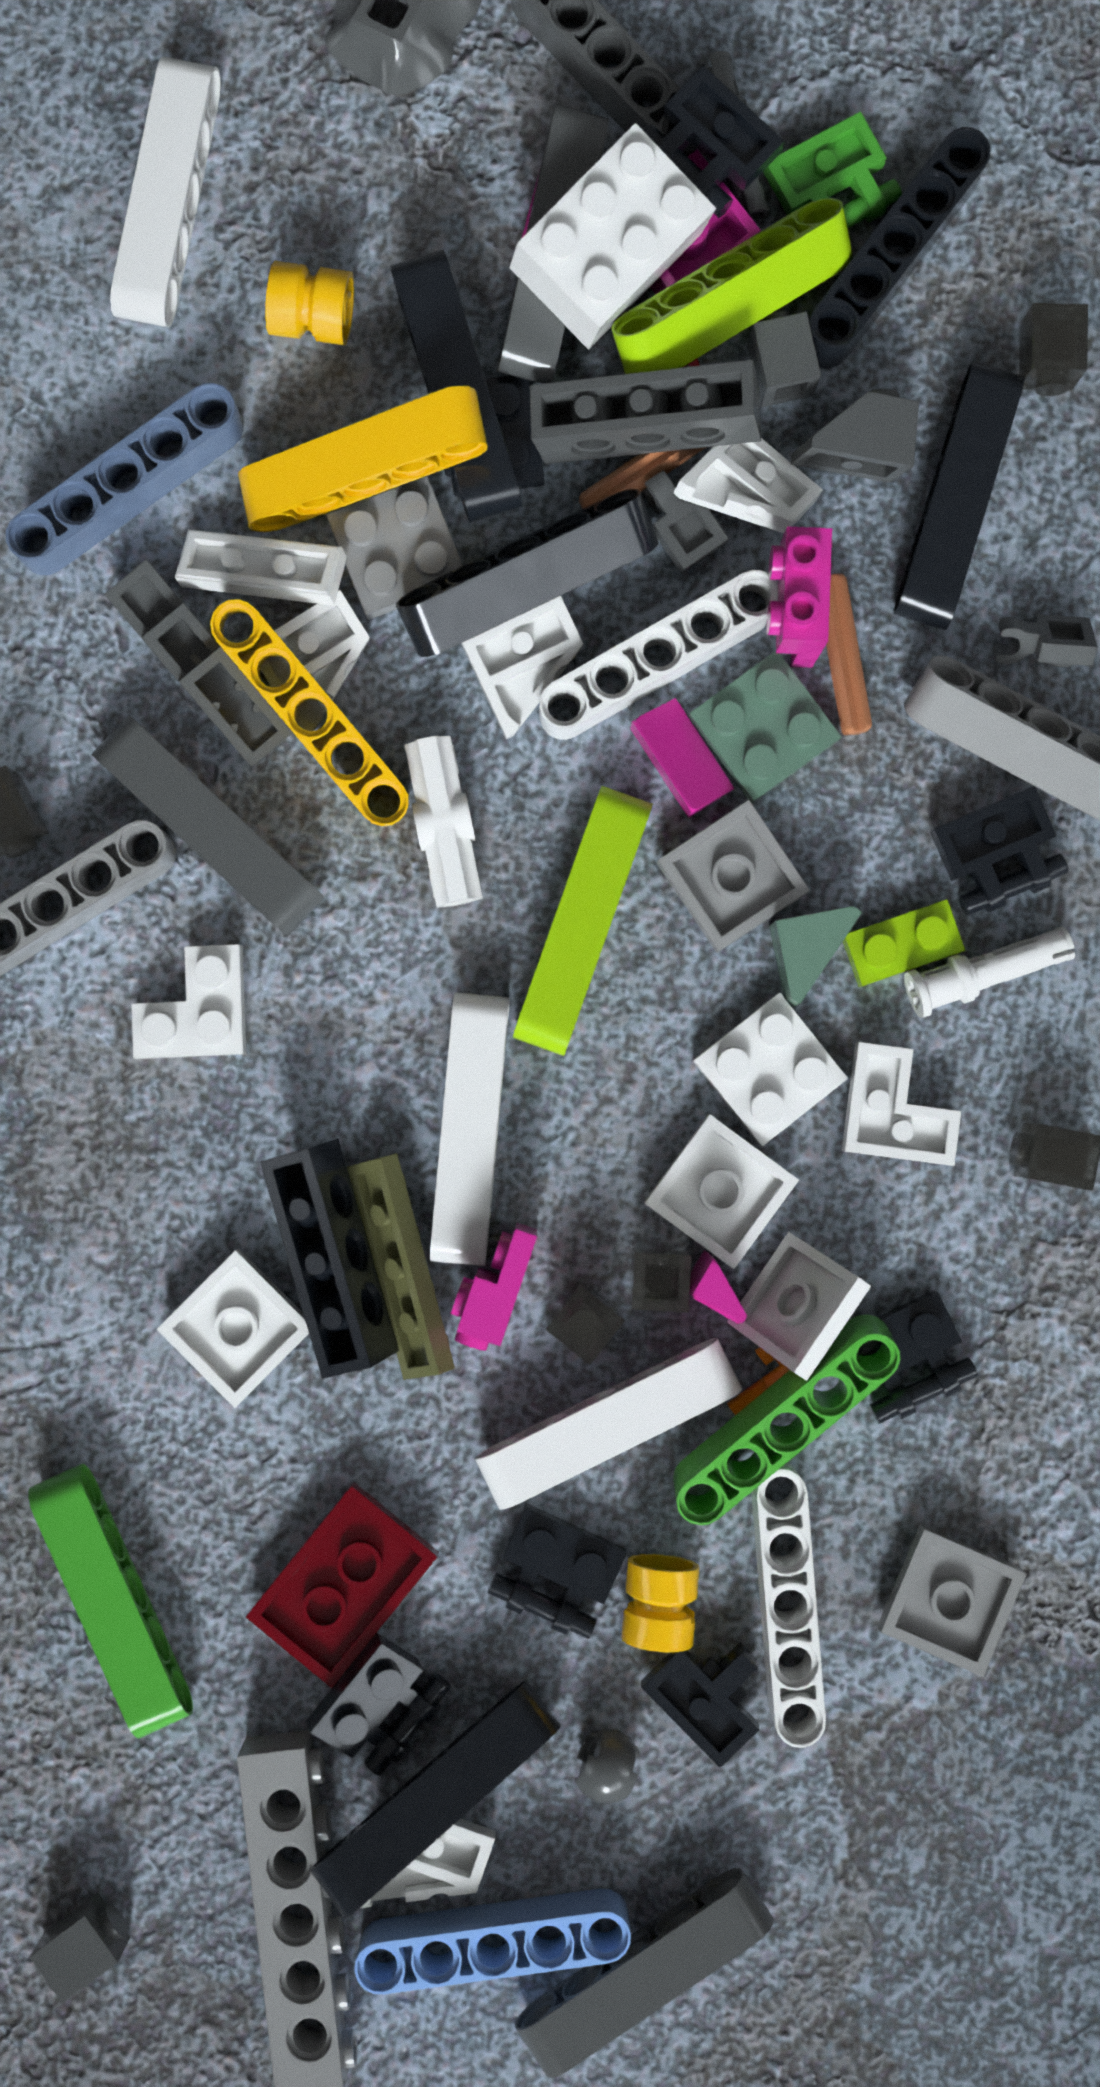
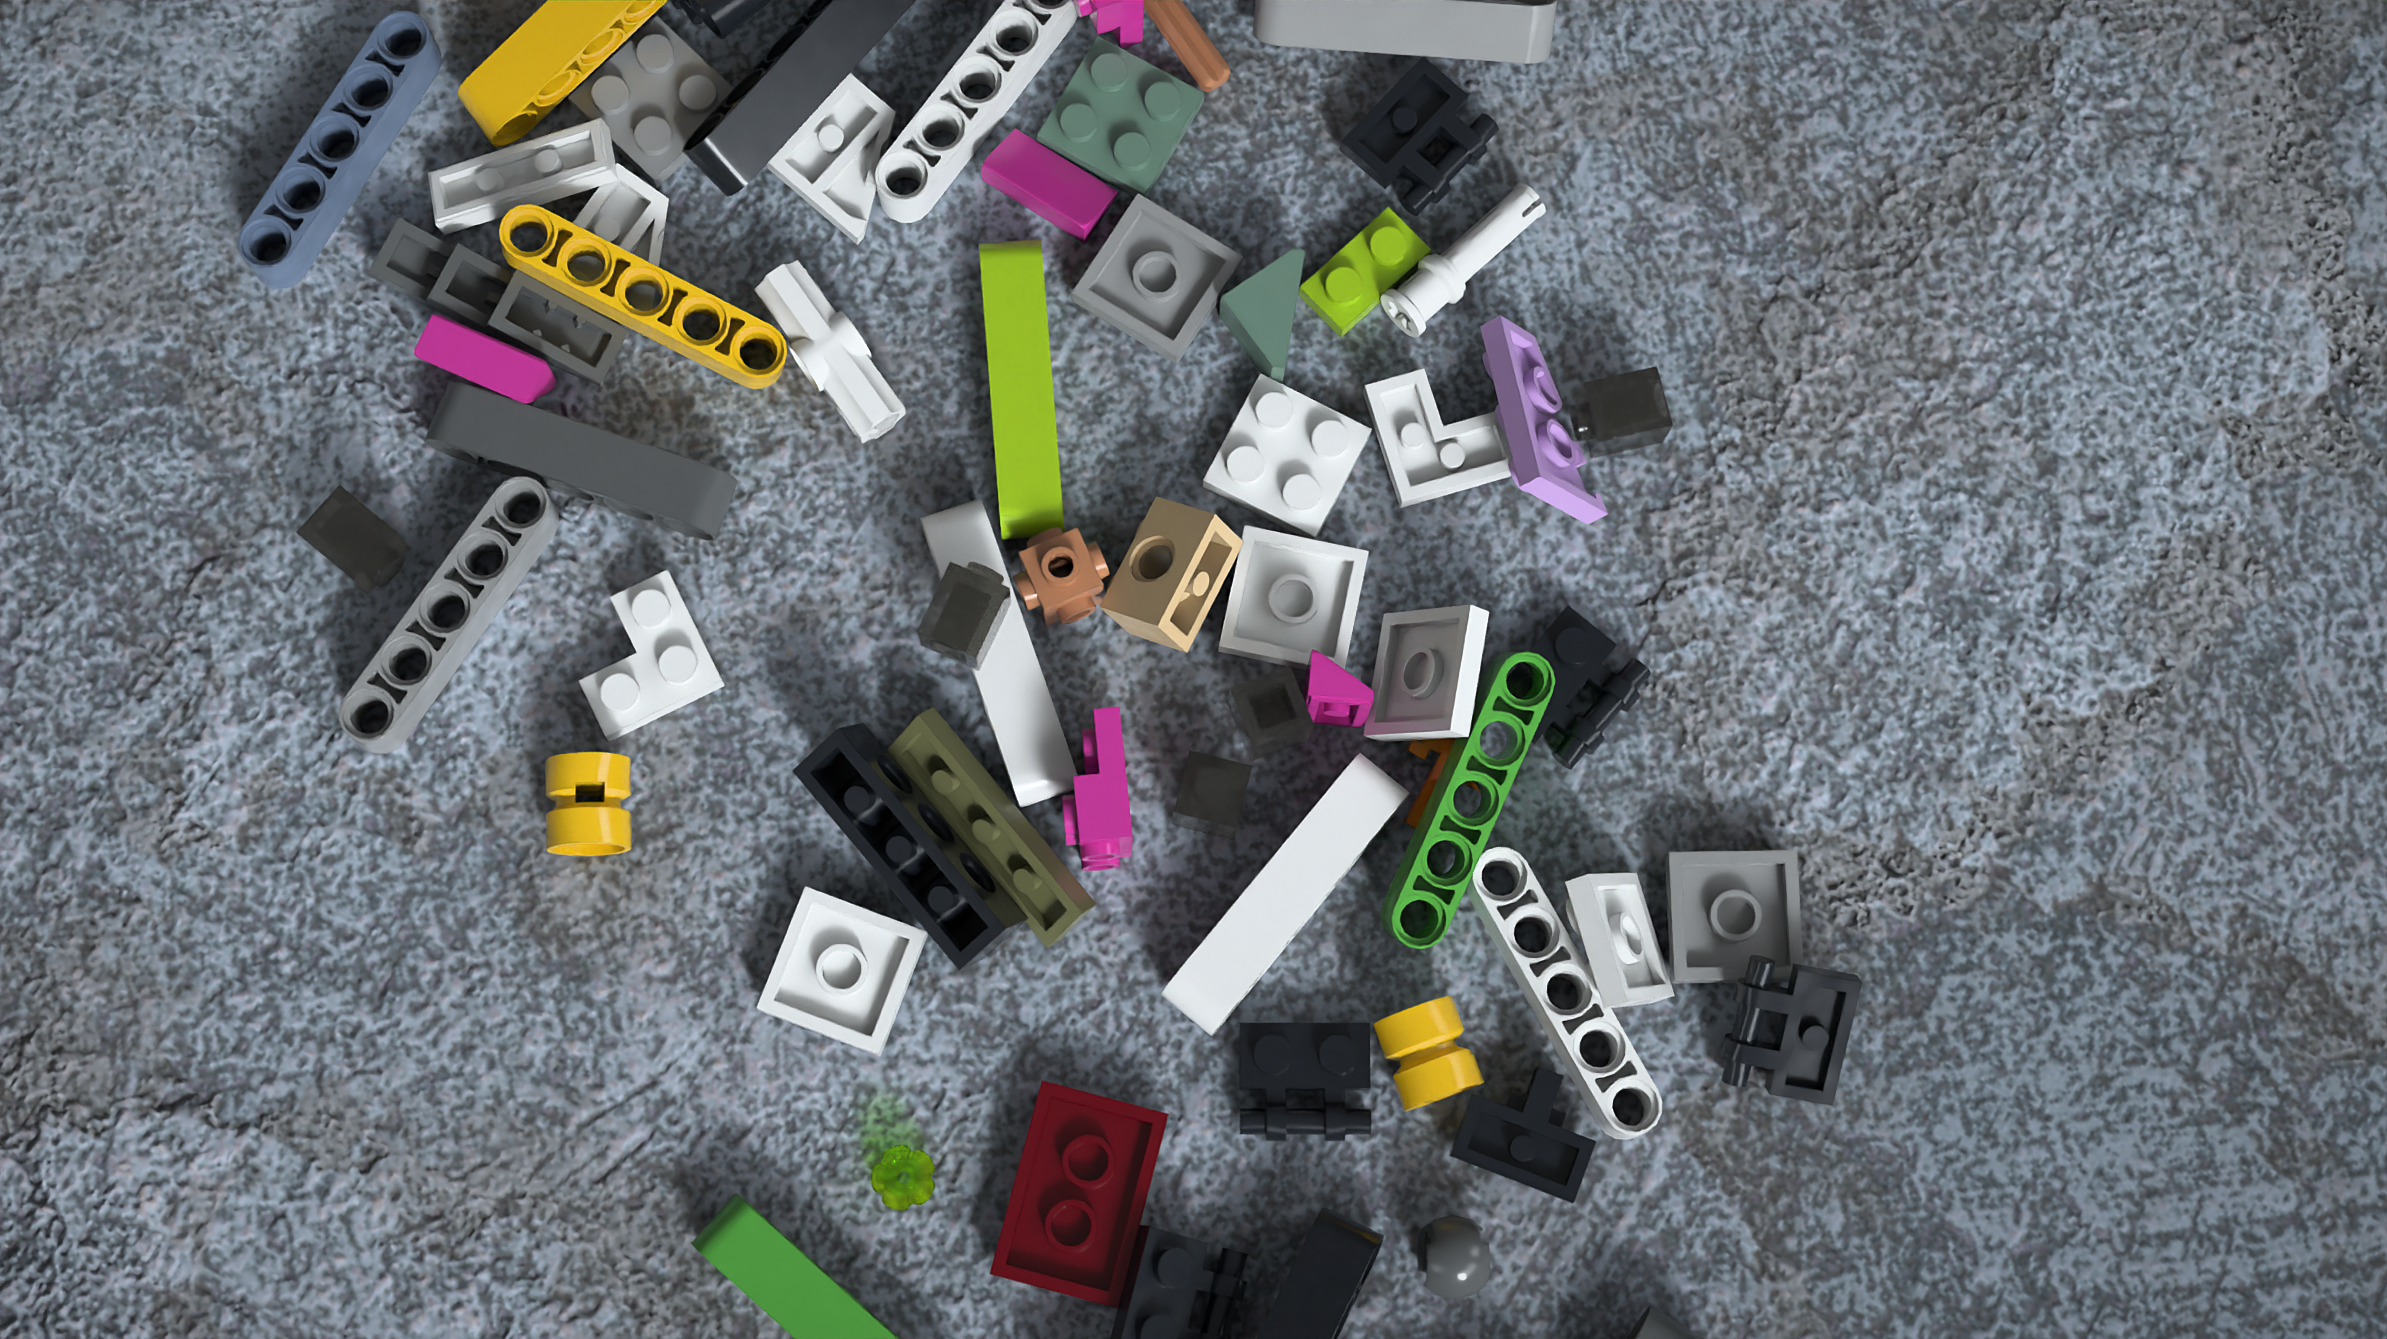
camera: 25 degrees left, 10 degrees down
(86, 1127) = (588, 826): none -> yellow wheel
(163, 711) = (484, 360): none -> dark pink slope
(207, 1521) = (885, 1177): none -> clear neon green plate
(451, 1097) = (965, 613): none -> clear smoke brick
(521, 1091) = (1066, 597): none -> nougat brick
(661, 1129) = (1171, 574): none -> tan brick
(850, 1588) = (1618, 939): none -> white plate
(969, 1722) = (1810, 1035): none -> black plate
(977, 1152) = (1540, 448): none -> lavender wing

